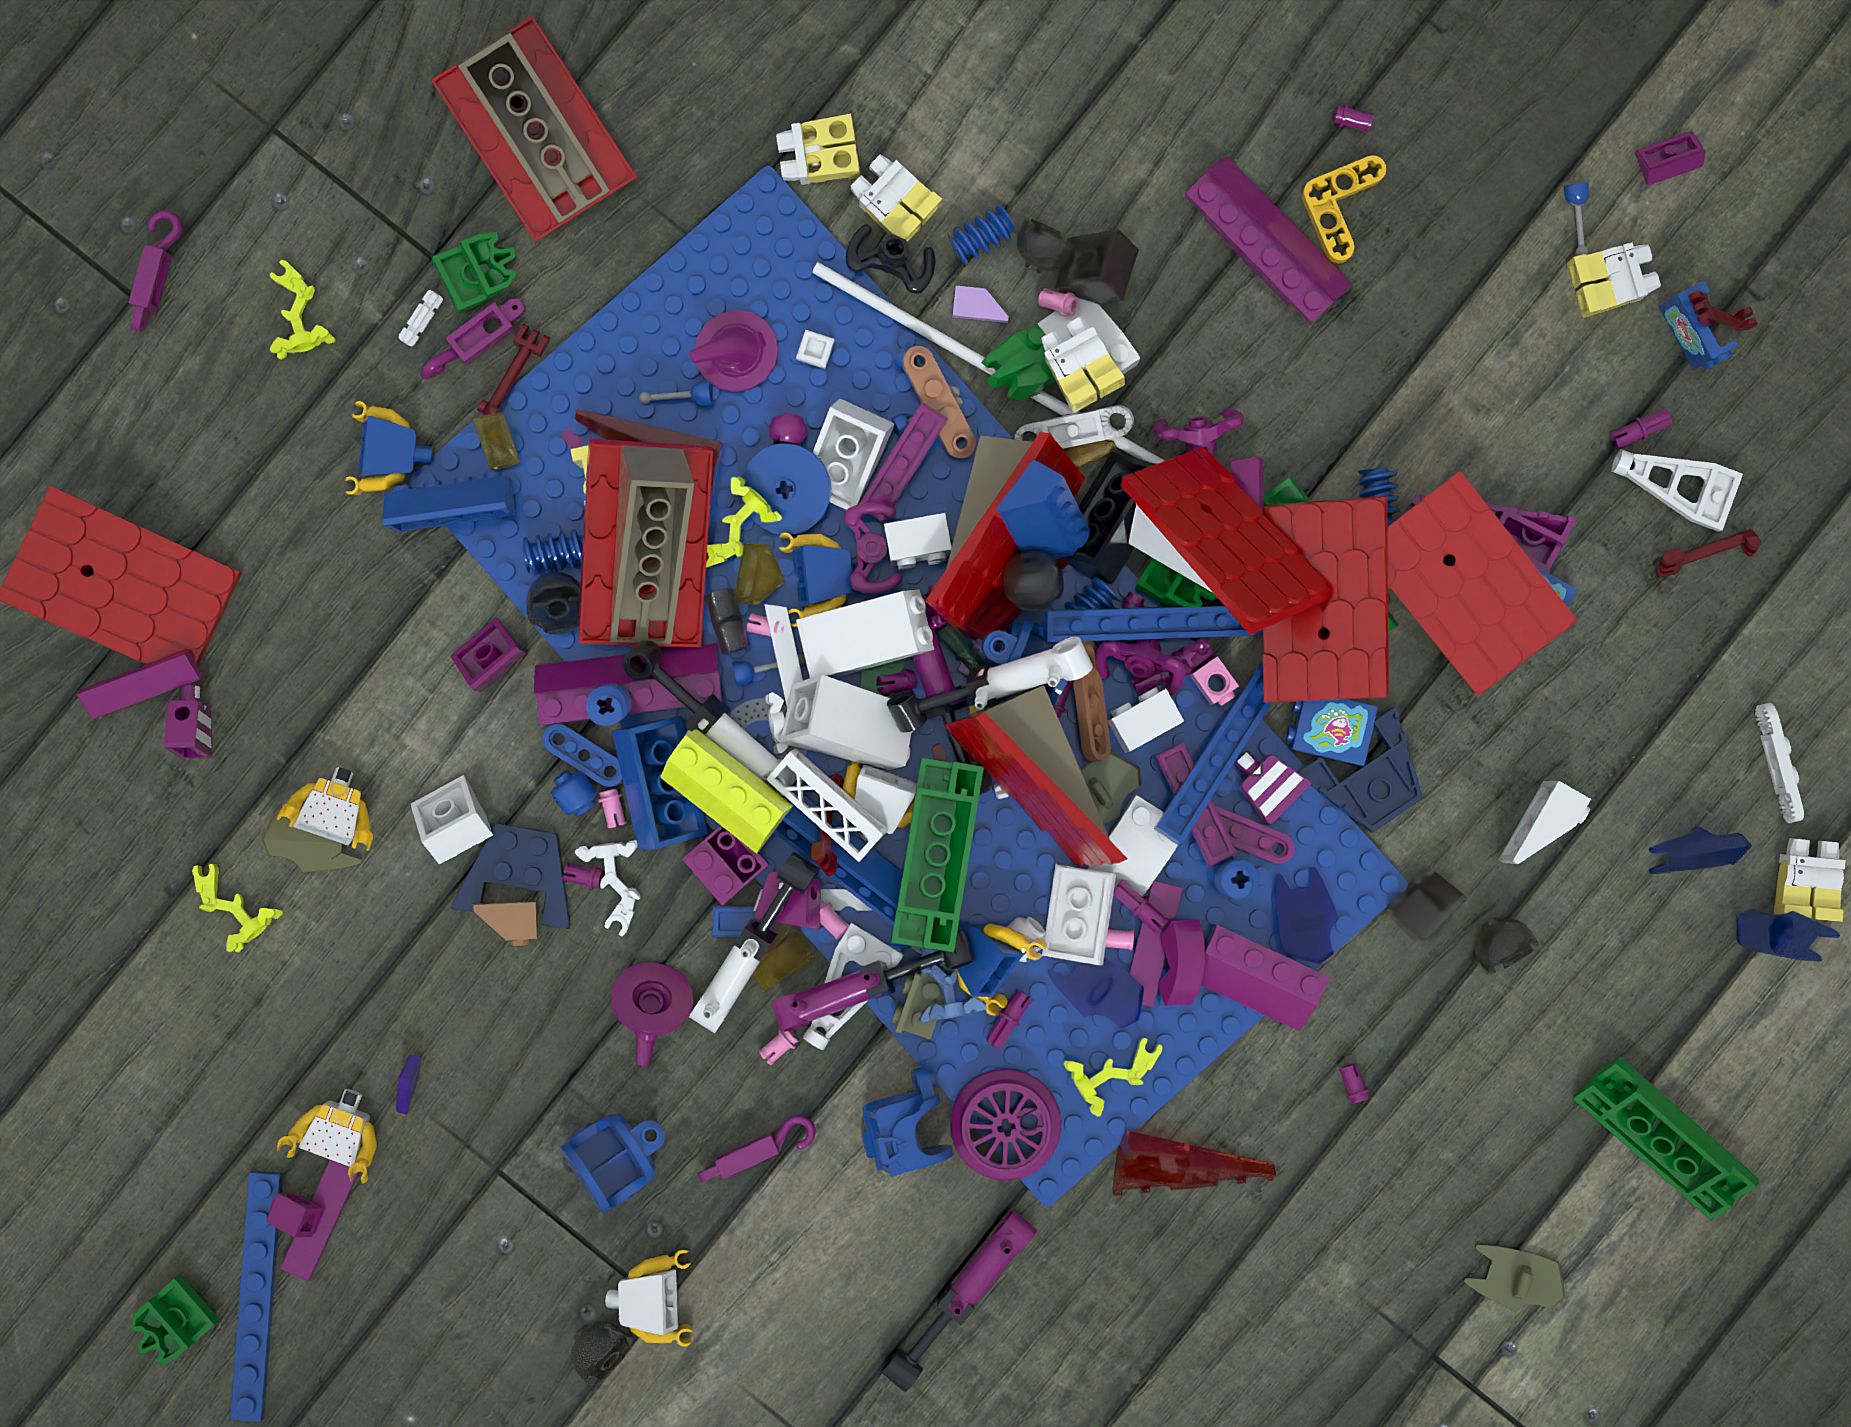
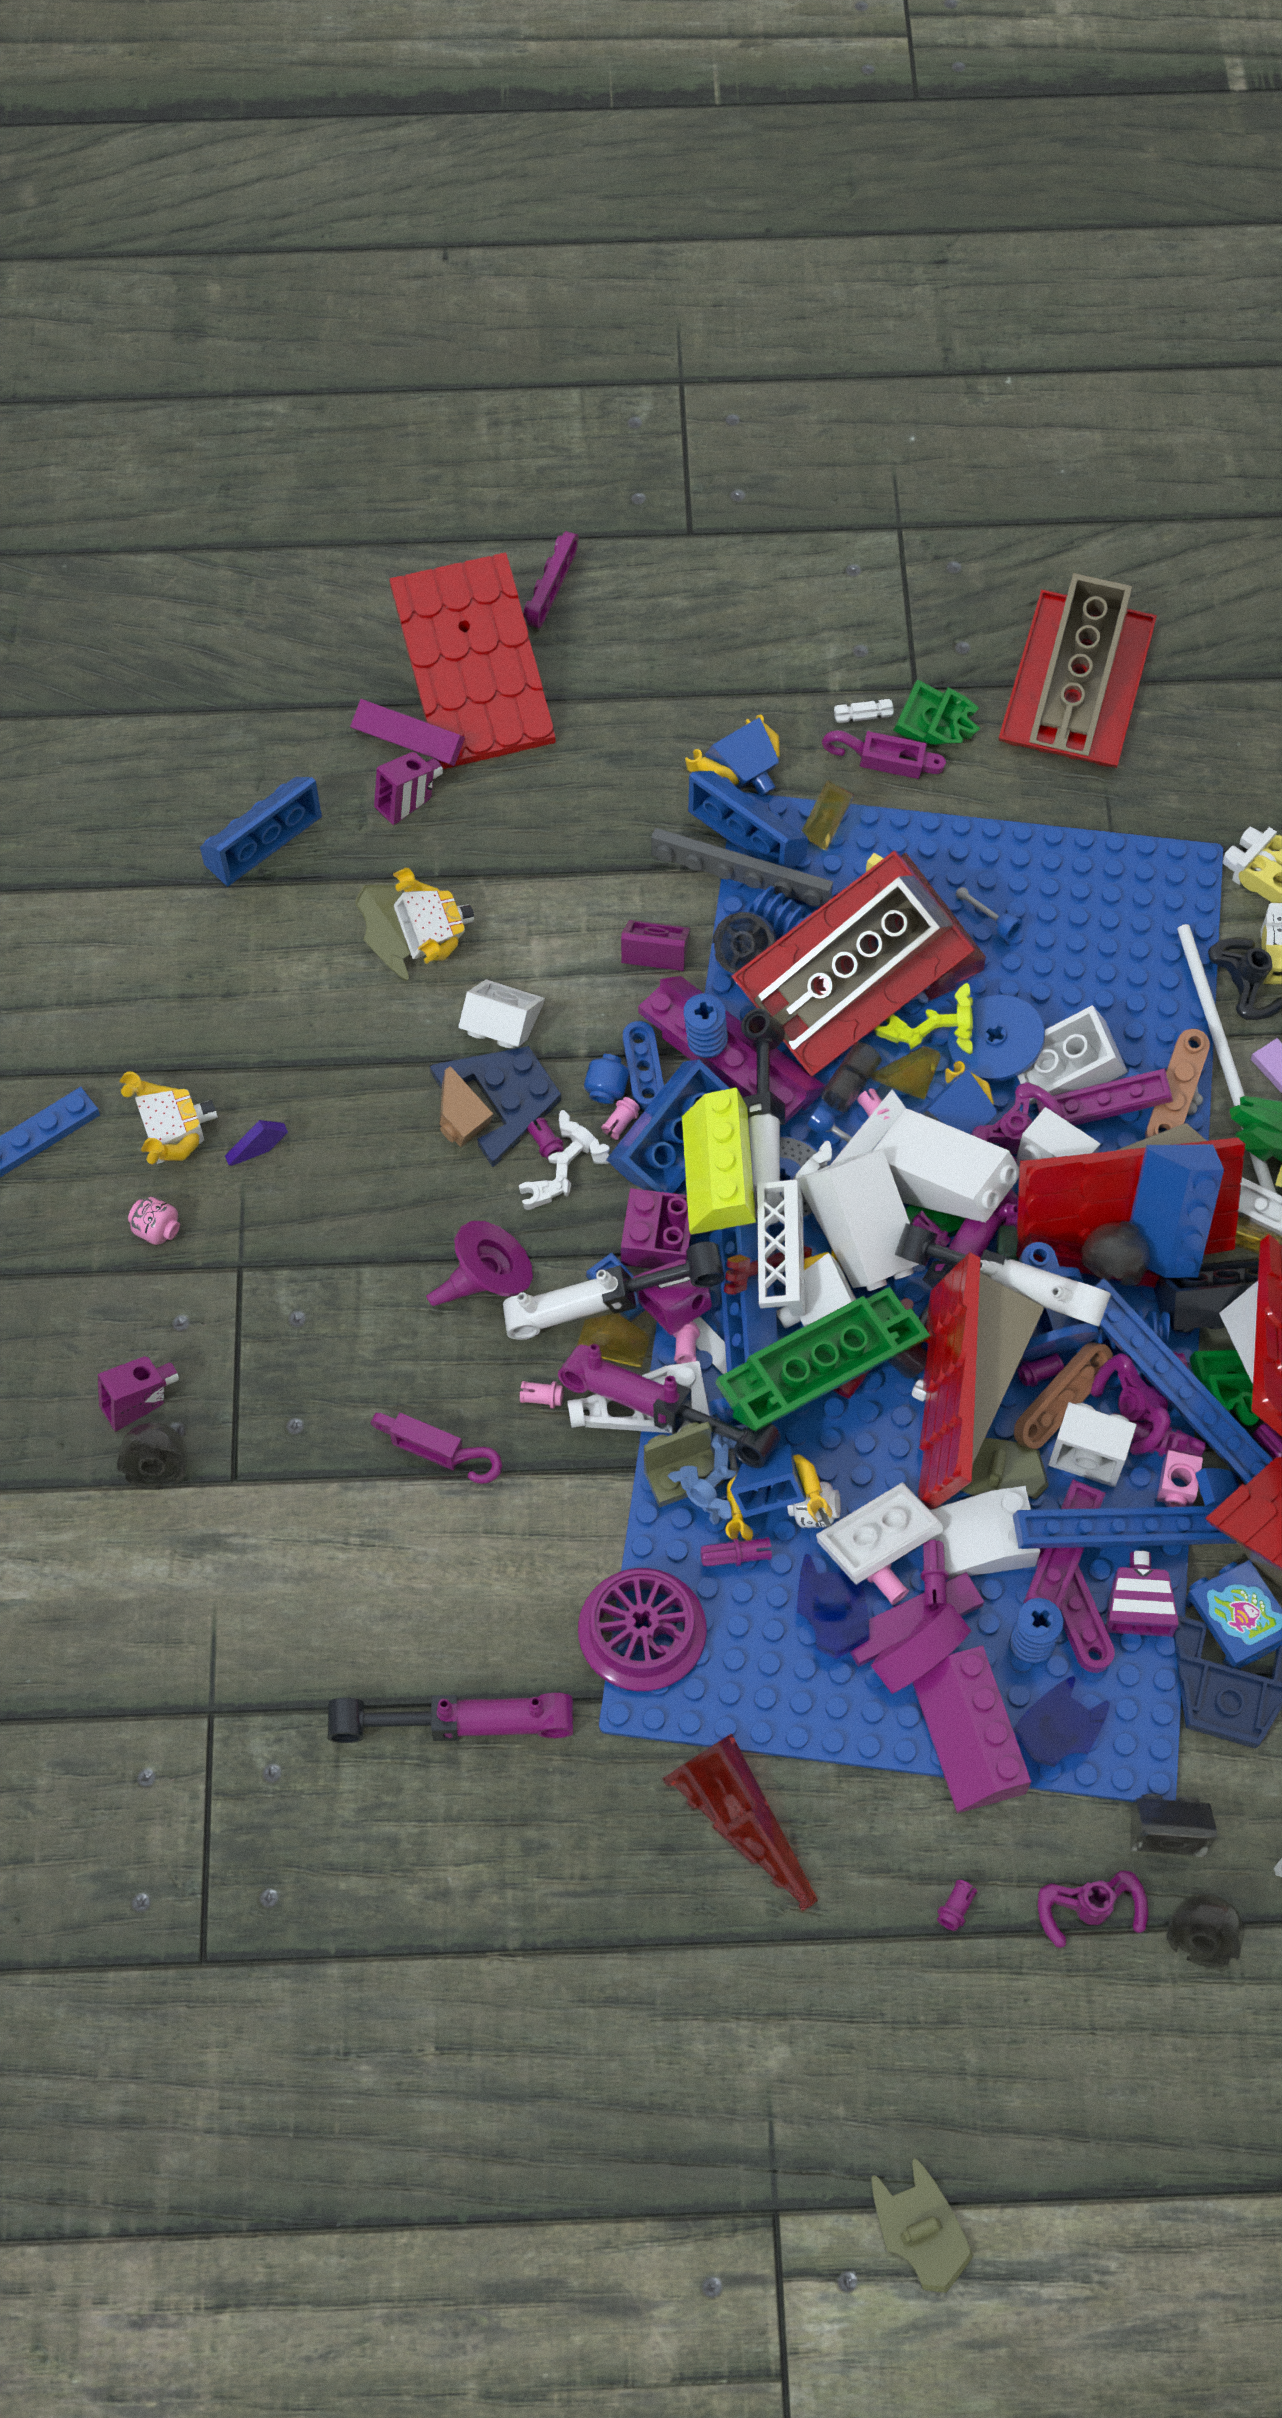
camera: 50 degrees right, 25 degrees down
(92, 457) = (554, 574): none -> magenta plate
(133, 866) = (262, 830): none -> blue slope
(153, 271) = (719, 528): magenta piece -> none
(251, 928) = (286, 942): neon yellow piece -> none
(294, 1215) = (74, 1138): magenta brick -> none
(302, 339) = (768, 648): neon yellow piece -> none
(331, 1196) = (84, 1167): magenta tile -> none
(410, 1206) = (154, 1220): none -> bright pink head
(474, 550) = (740, 868): none -> dark grey plate
(527, 347) = (919, 791): dark red hinge -> none
(533, 1338) = (133, 1390): none -> magenta torso
(612, 1158) = (330, 1332): blue animal -> none
(650, 1300) = (231, 1460): white torso -> none
(735, 351) = (1061, 925): magenta piece -> none
(787, 429) = (1045, 1000): magenta piece -> none
(815, 349) = (1122, 978): white tile -> none
(892, 1130) = (555, 1527): blue animal -> none
(1142, 1062) = (802, 1696): neon yellow piece -> none
(1244, 661) = (1216, 1485): none -> blue slope
(1426, 997) = (1092, 1904): none -> magenta piece
(1665, 1138) = (1183, 2251): green slope -> none

